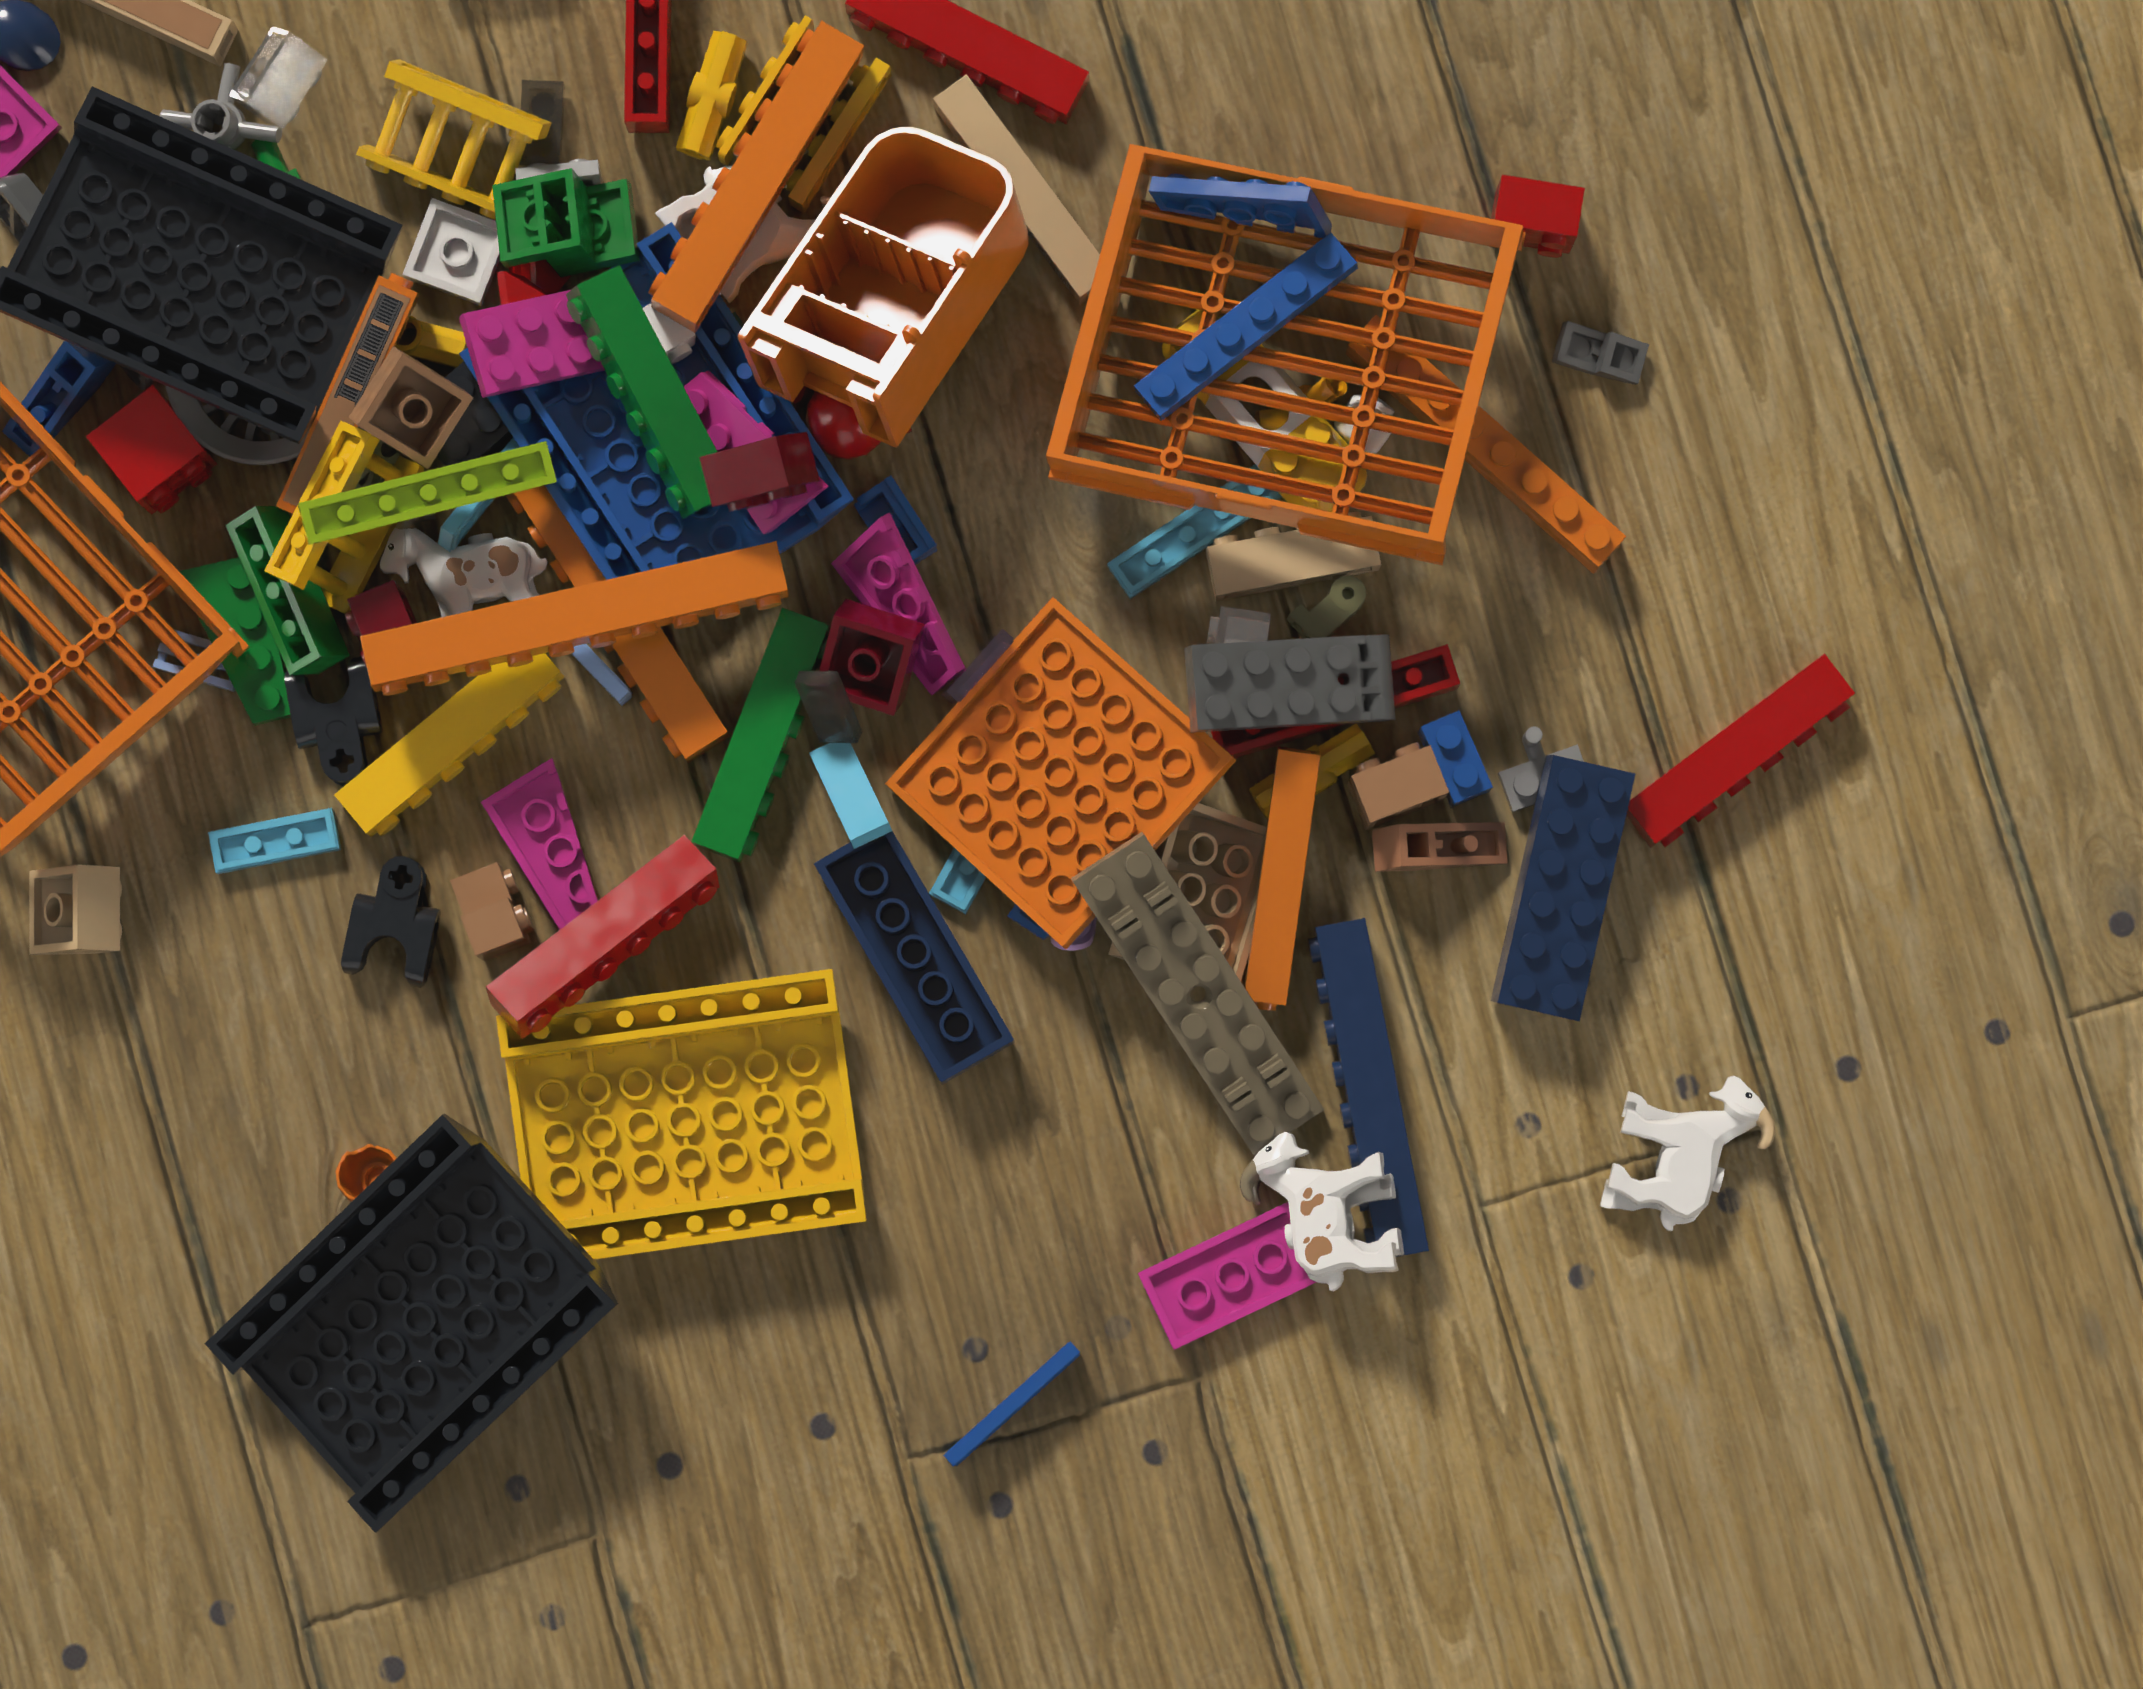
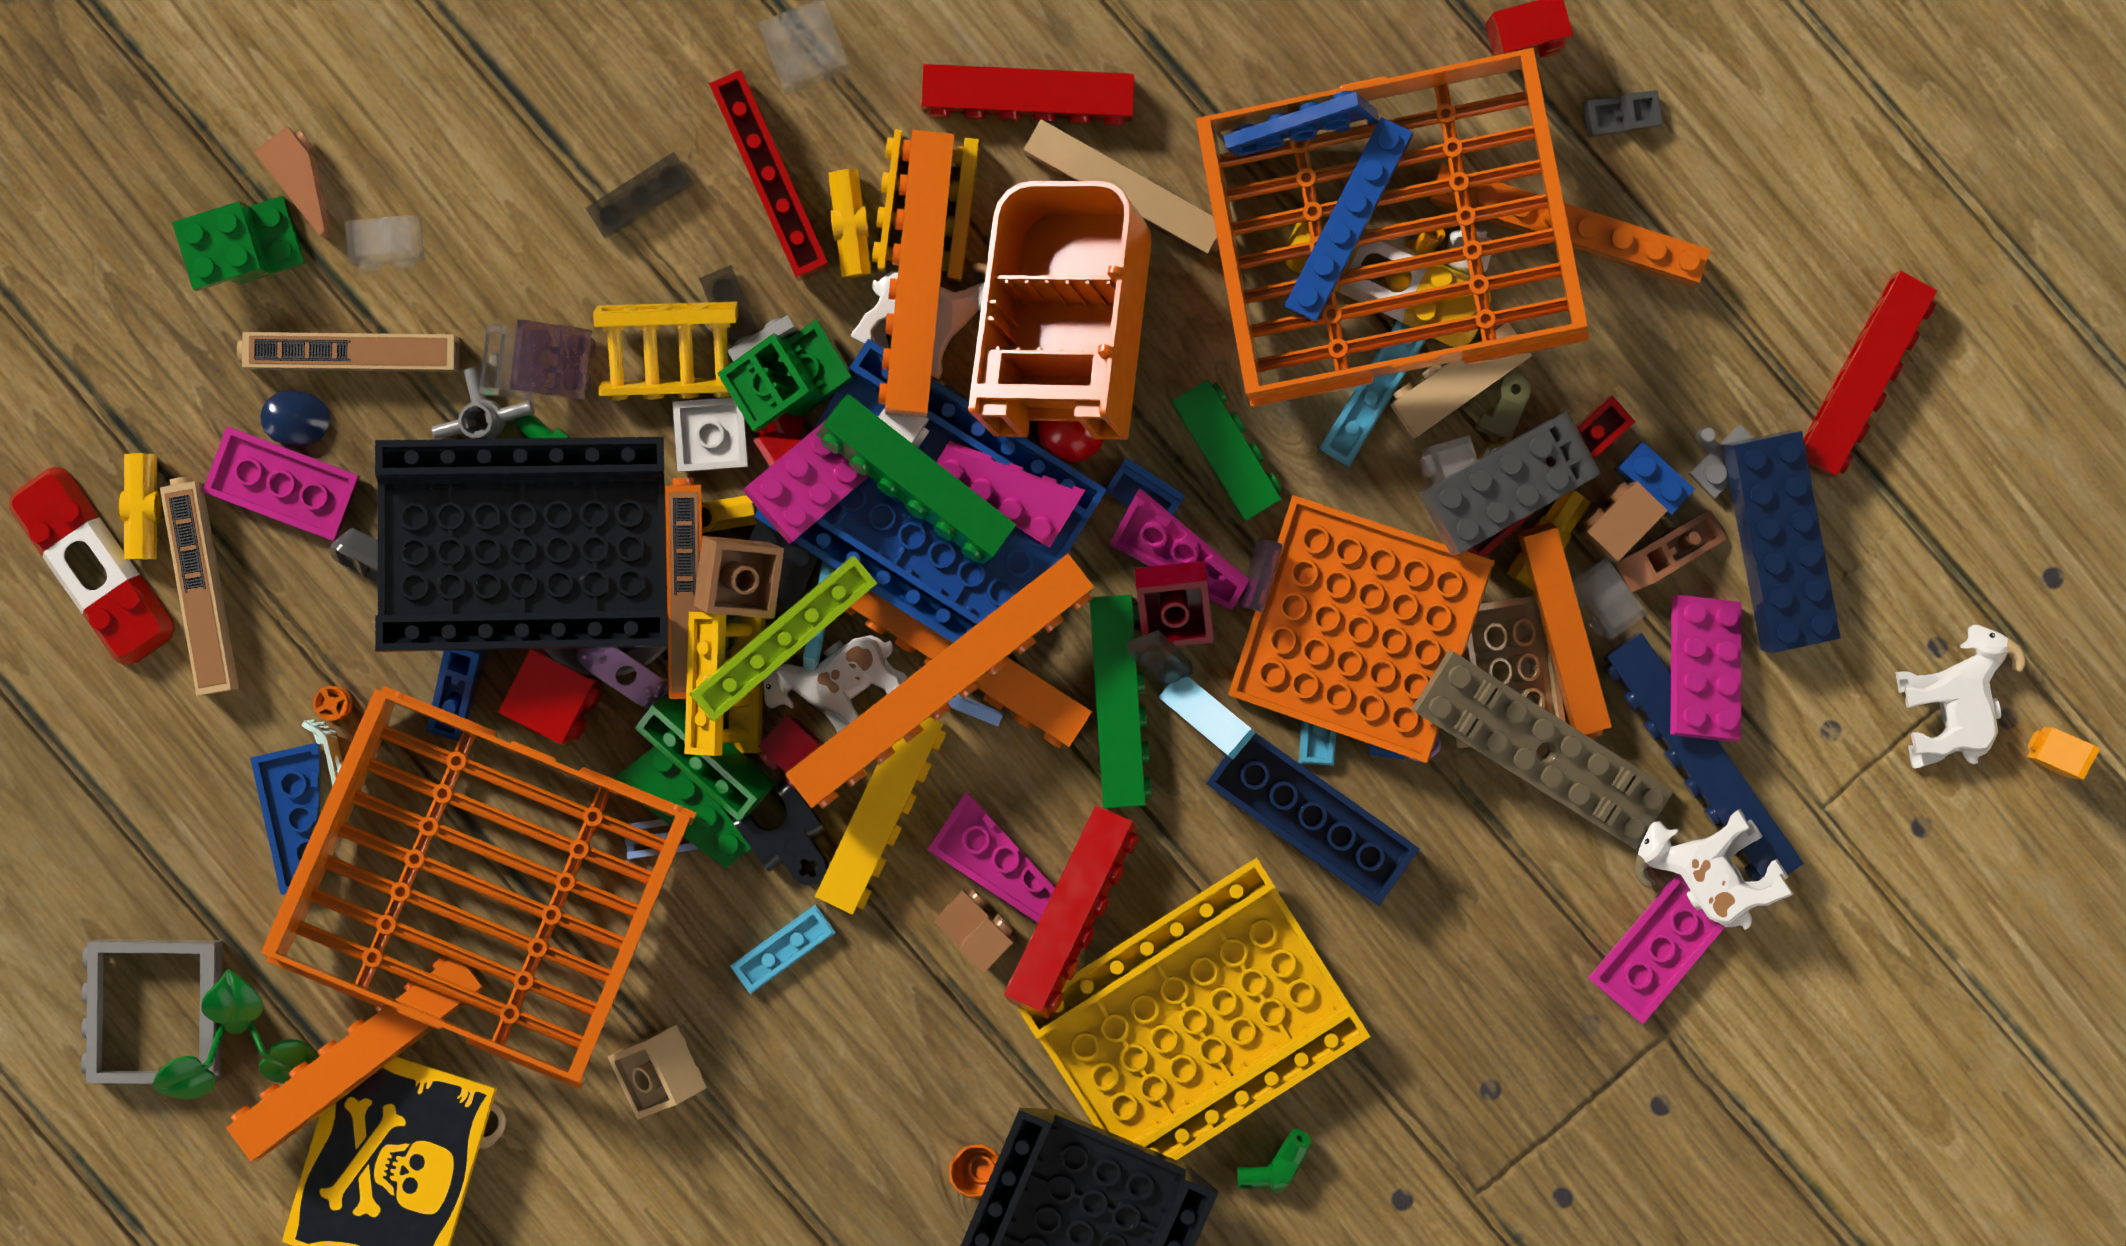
camera: 25 degrees left, 5 degrees up
(226, 437) = (605, 662): none -> lavender piece
(323, 94) = (552, 359): none -> plate
(395, 915) = (902, 965): black piece -> none
(704, 1329) = (1283, 1166): none -> green arm
(760, 471) = (1031, 506): dark red brick -> none
(1005, 520) = (1226, 449): none -> green brick
(1012, 1404) = (1539, 1120): blue tile -> none
(1344, 866) = (1607, 599): none -> clear brick
(1418, 989) = (1706, 668): none -> dark pink plate
(1767, 1258) = (2062, 753): none -> light orange slope

